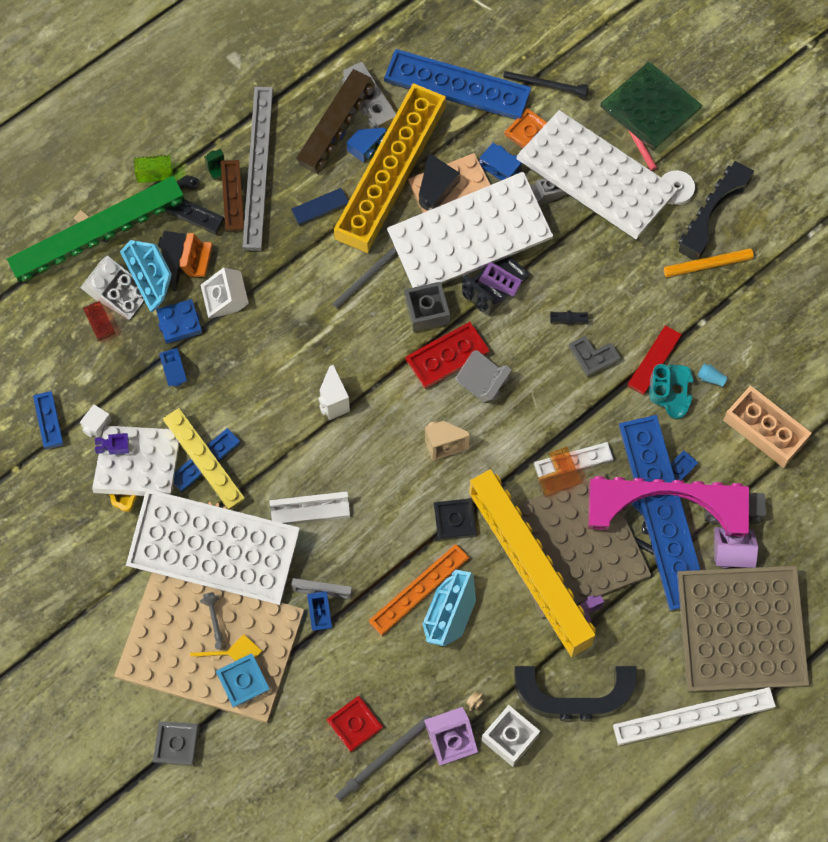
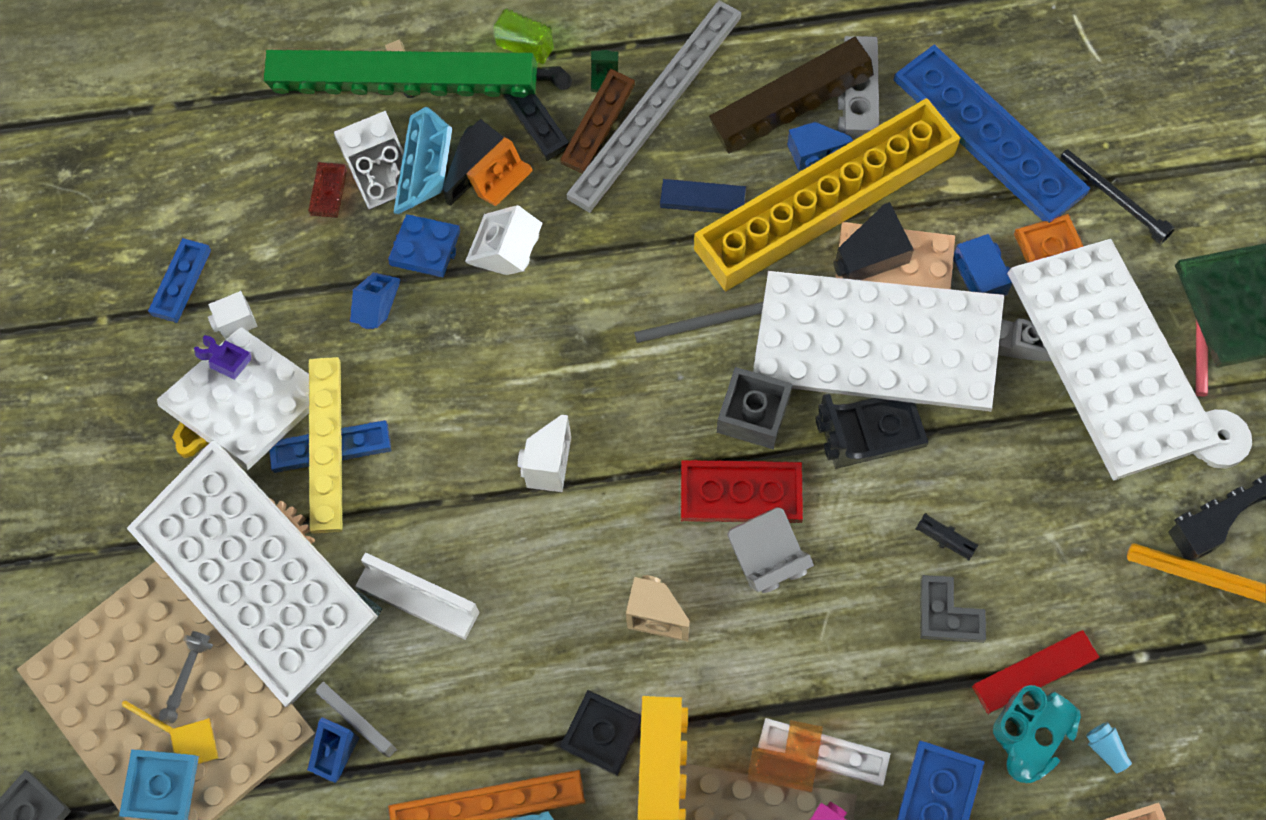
camera: 35 degrees right, 0 degrees up
(503, 274) = (883, 414): medium lavender slope -> none

